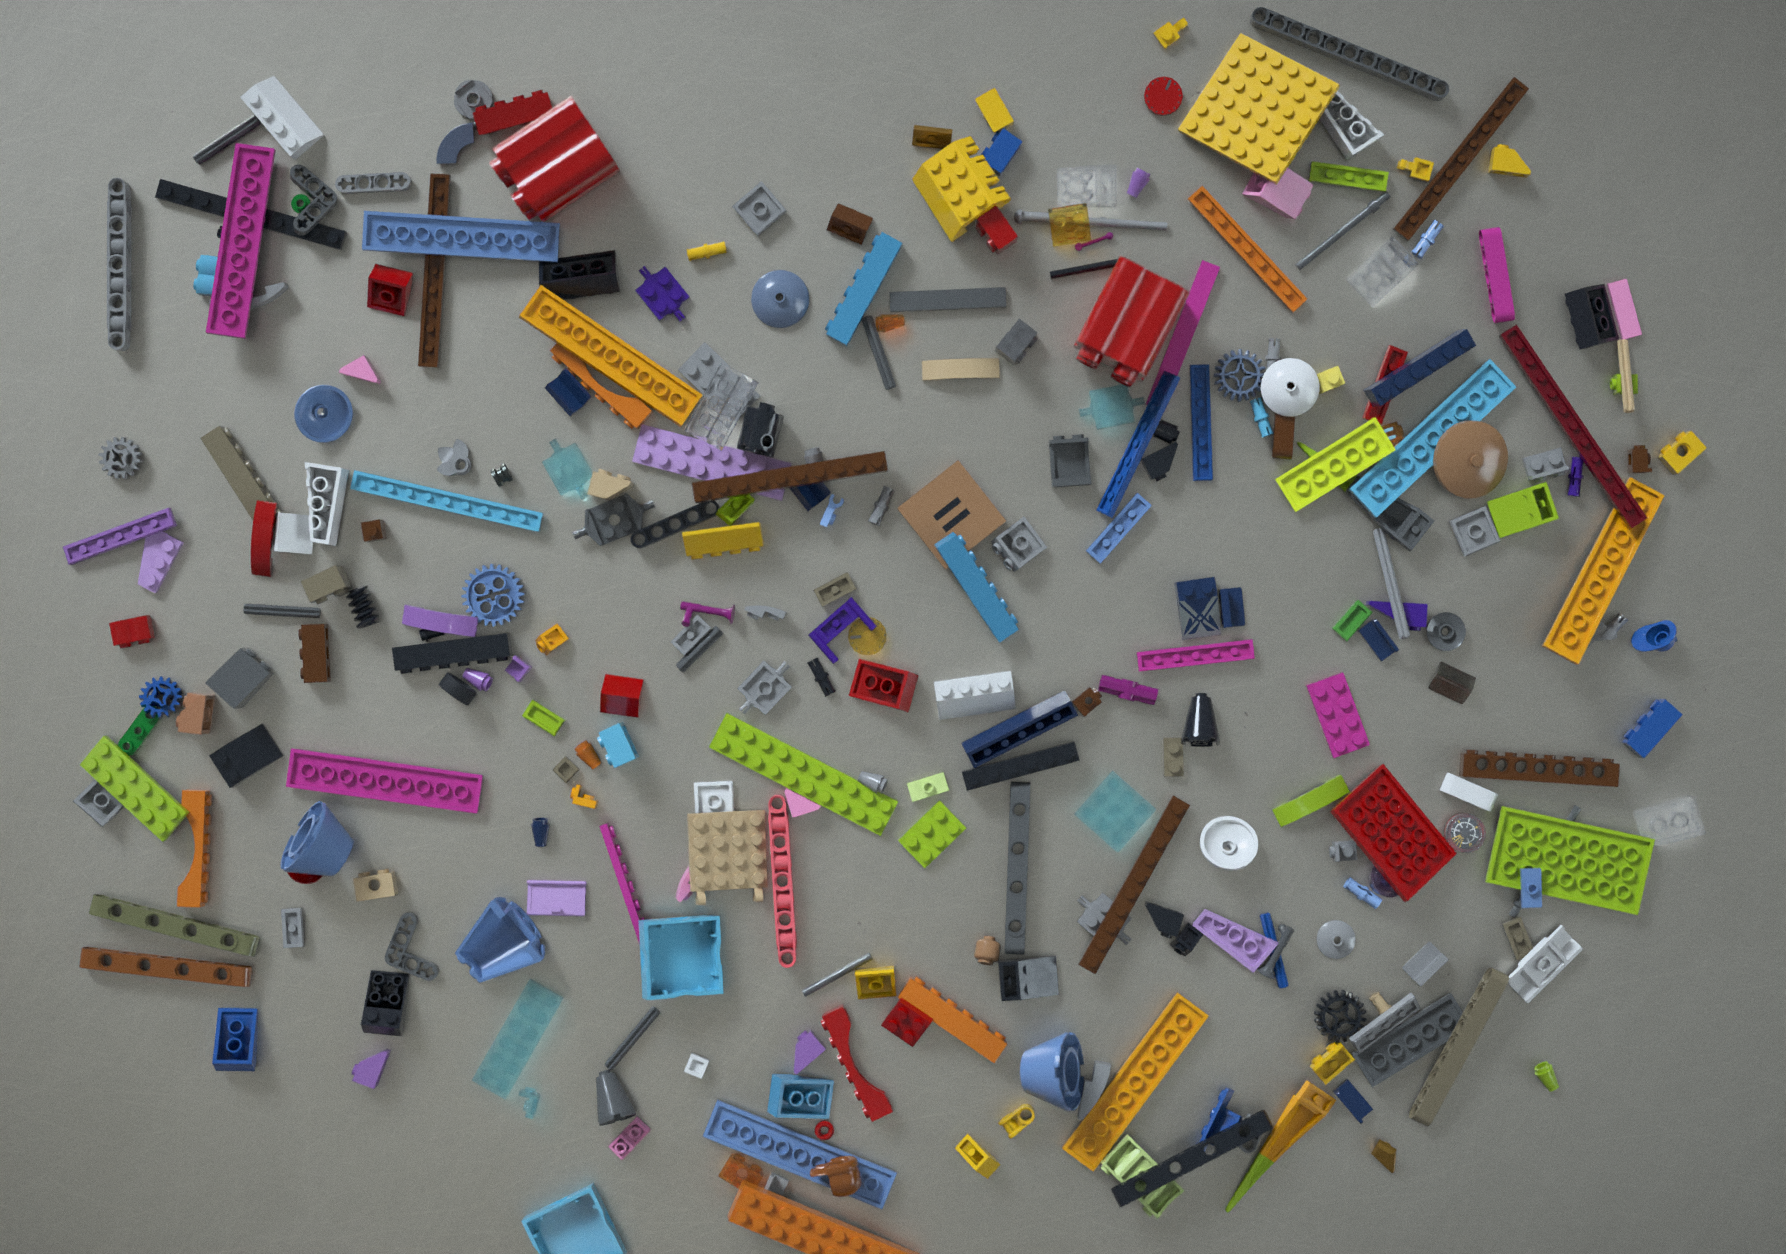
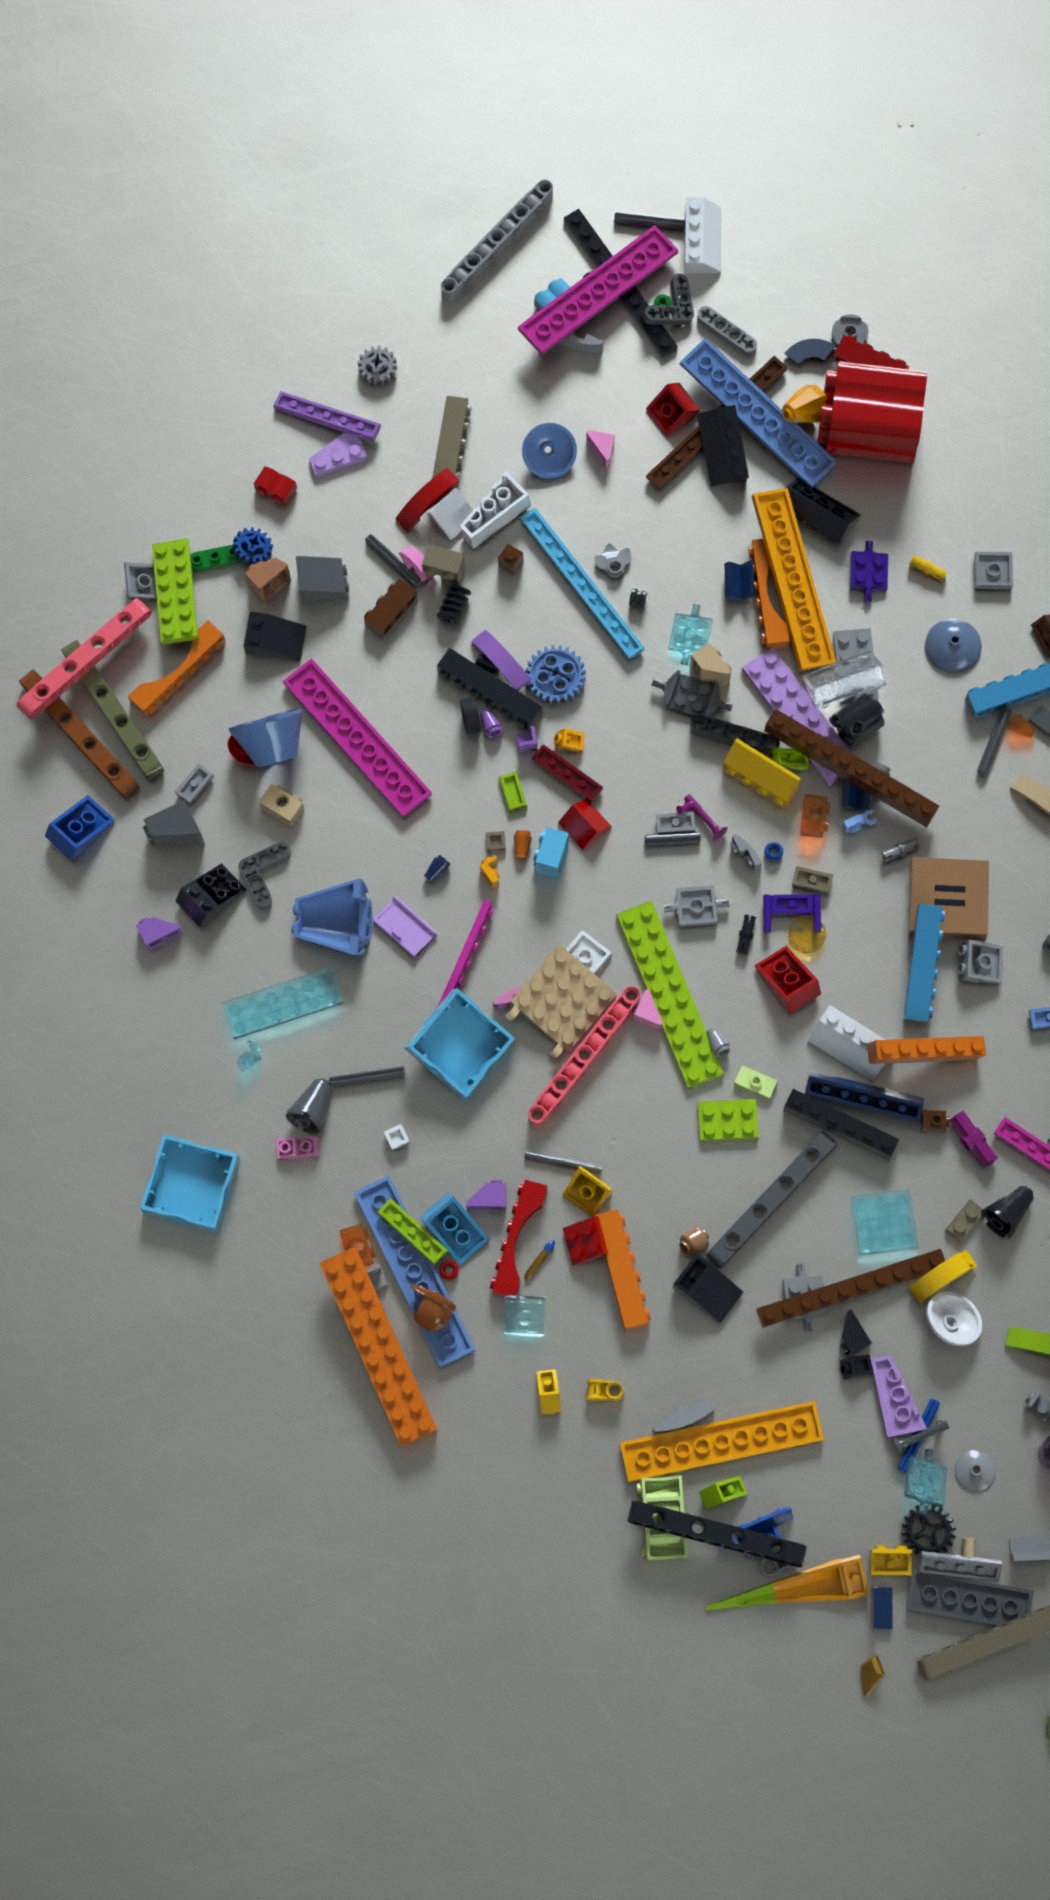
camera: 45 degrees right, 15 degrees down
(115, 908) = (84, 658): none -> coral beam
(296, 597) = (414, 558): none -> bright pink slope
(309, 977) = (173, 827): none -> dark grey slope
(458, 290) = (723, 445): none -> black slope
(493, 200) = (805, 405): none -> light orange cone
(572, 667) = (567, 773): none -> dark red plate
(772, 1128) = (412, 1231): none -> lime tile
(780, 587) = (773, 846): none -> blue plate
(782, 530) = (810, 826): none -> clear orange brick
(884, 1063) = (539, 1260): none -> pearl gold piece
(911, 1117) = (524, 1315): none -> clear light blue tile
(1037, 655) = (926, 1050): none -> orange brick
(1054, 1071) = (668, 1373): medium blue cone -> none
(1168, 1118) = (723, 1492): none -> lime slope
(1194, 816) = (942, 1276): none -> yellow arch
(1309, 983) = (925, 1481): none -> clear light blue plate
(1362, 893) = (1027, 1451): light blue pin -> none

